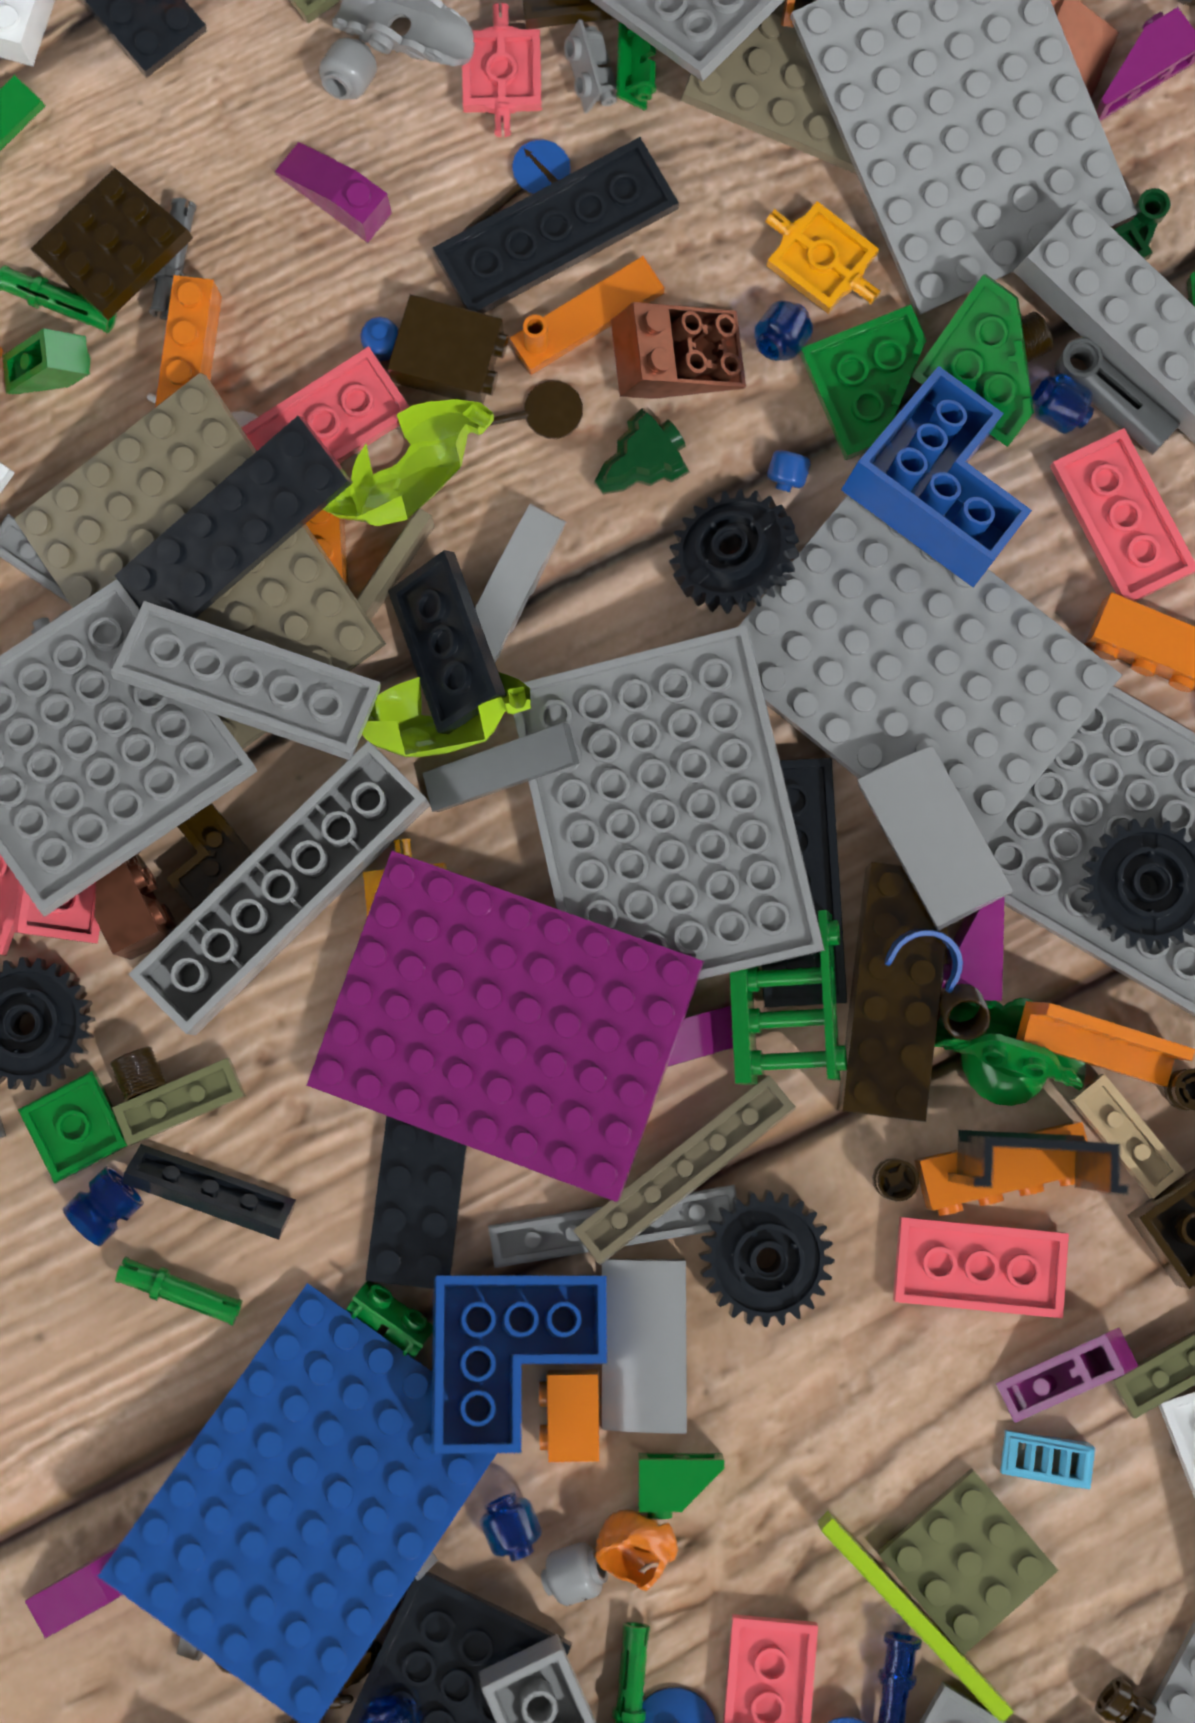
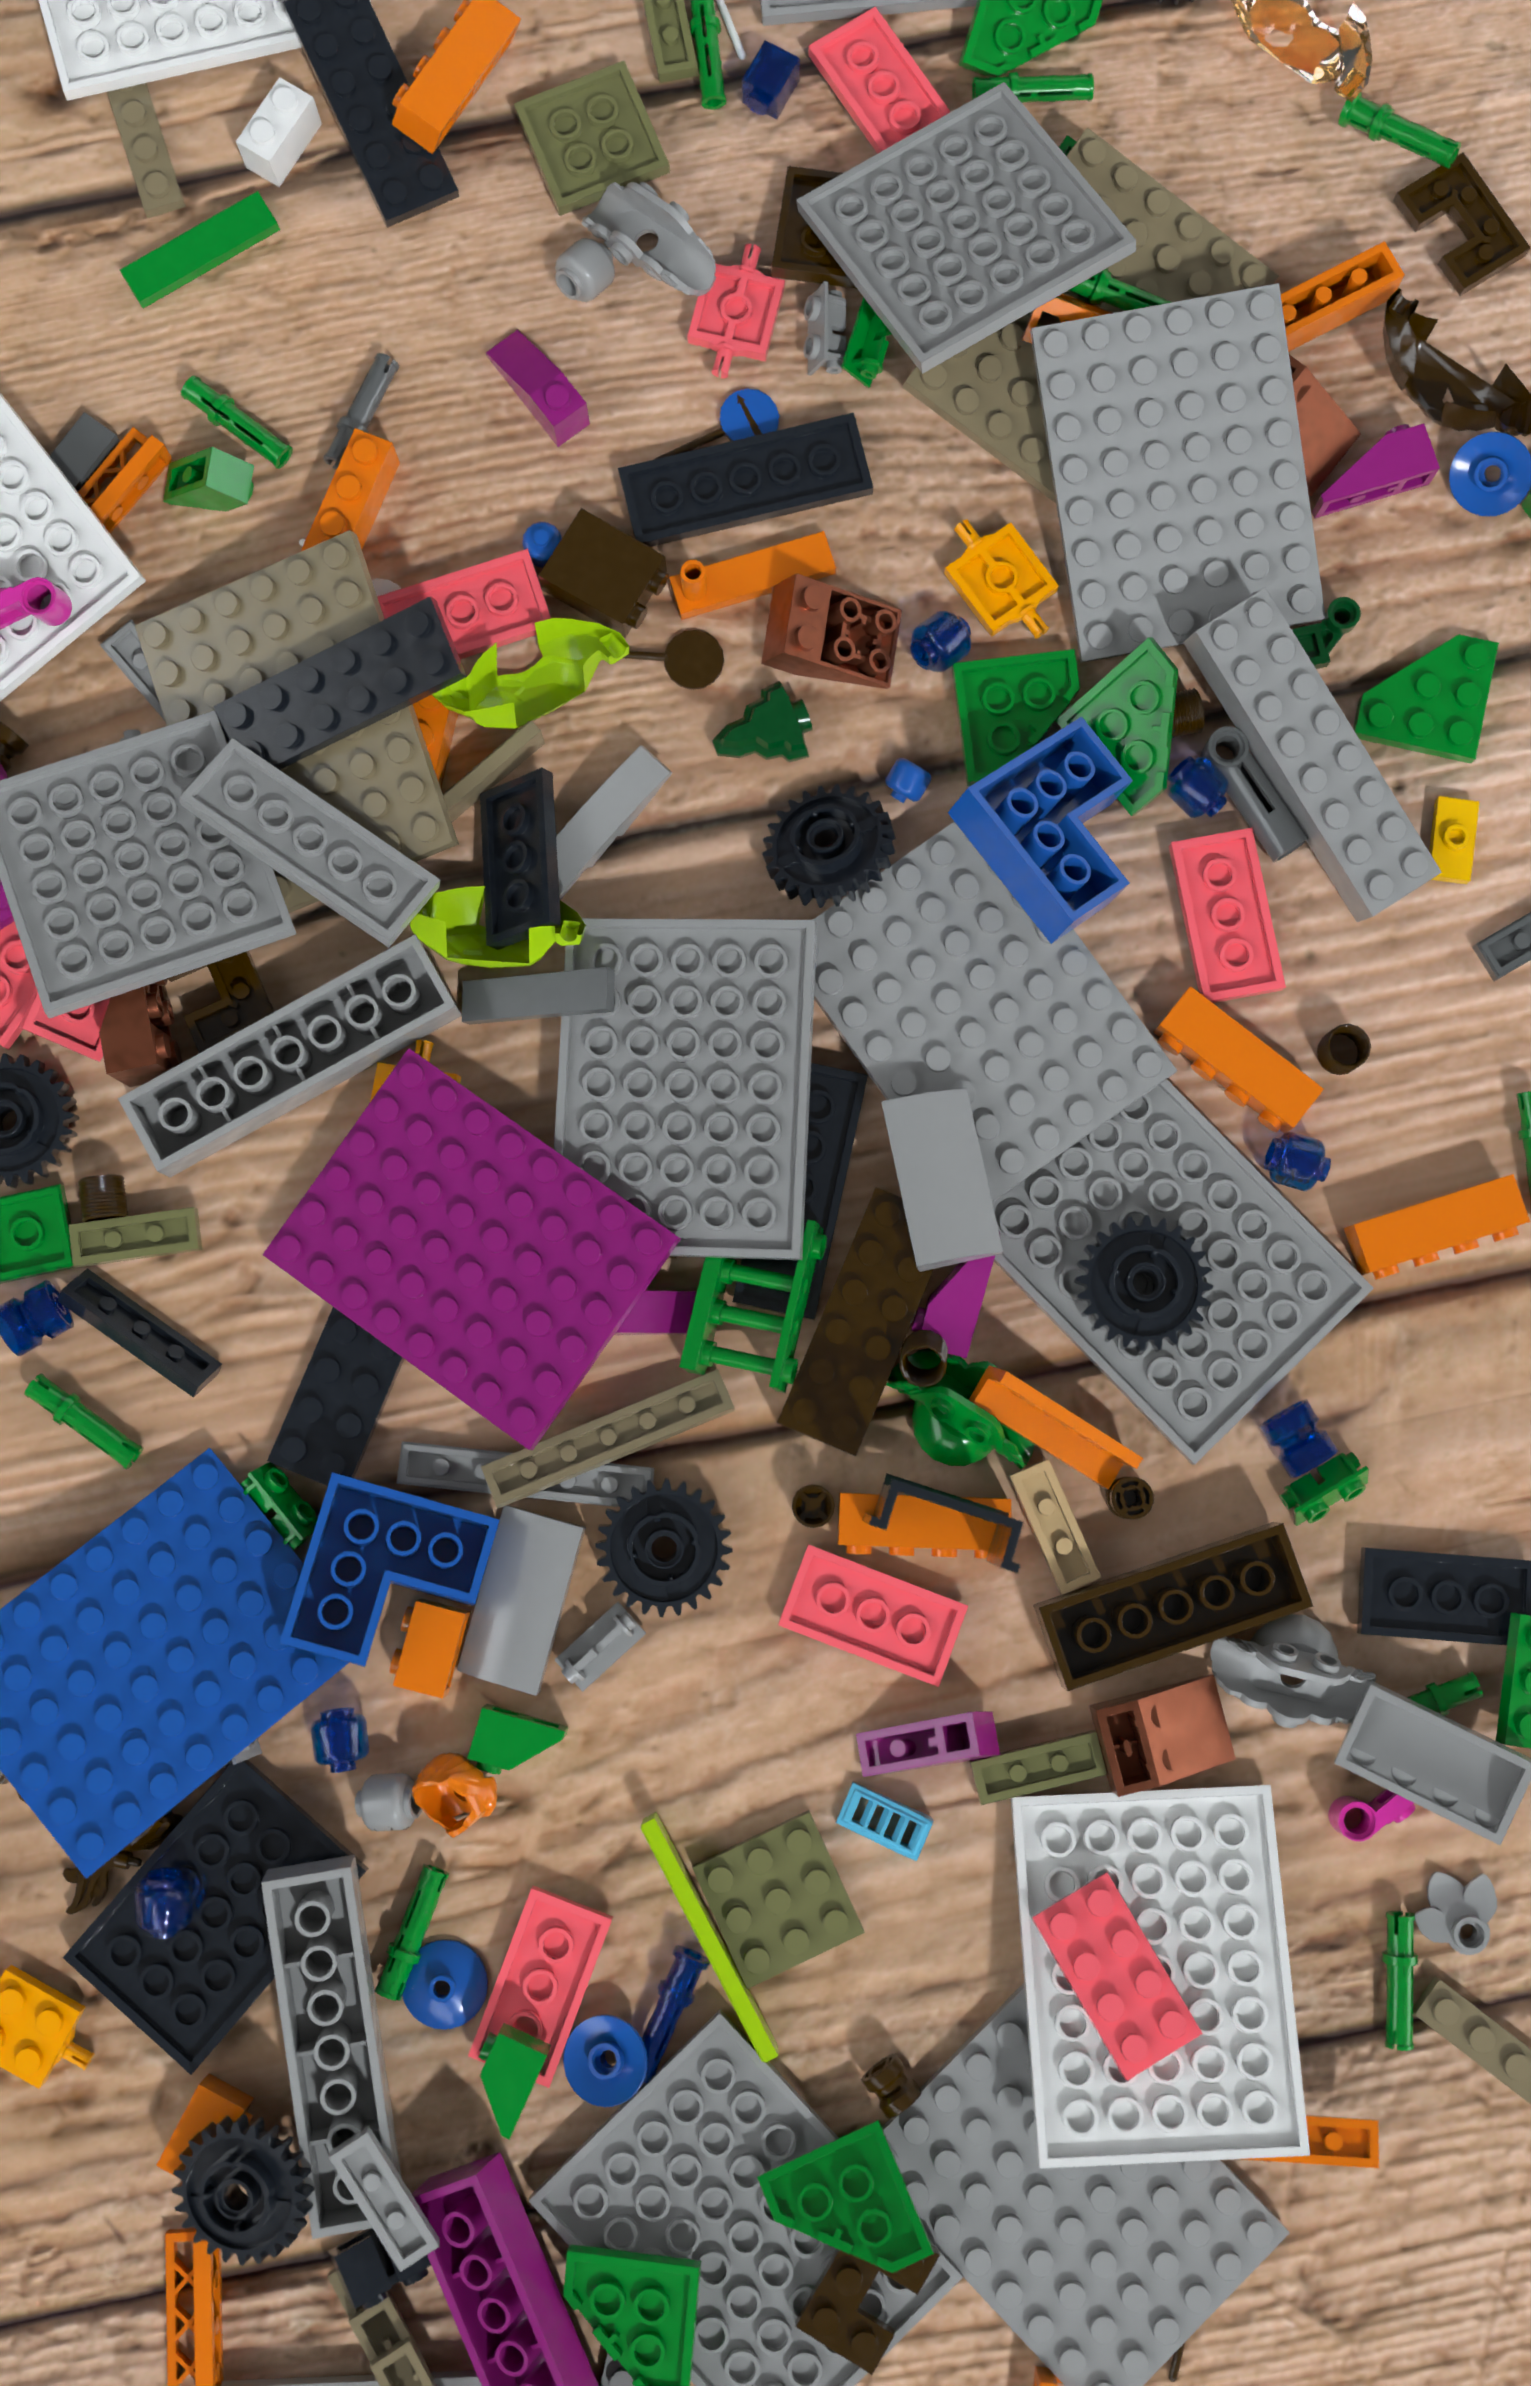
camera: 15 degrees right, 0 degrees up
(111, 243) = (305, 381): dark brown plate -> none
(731, 1369) = (599, 1646): none -> light grey hinge
(957, 962) = (900, 1267): blue helmet -> none

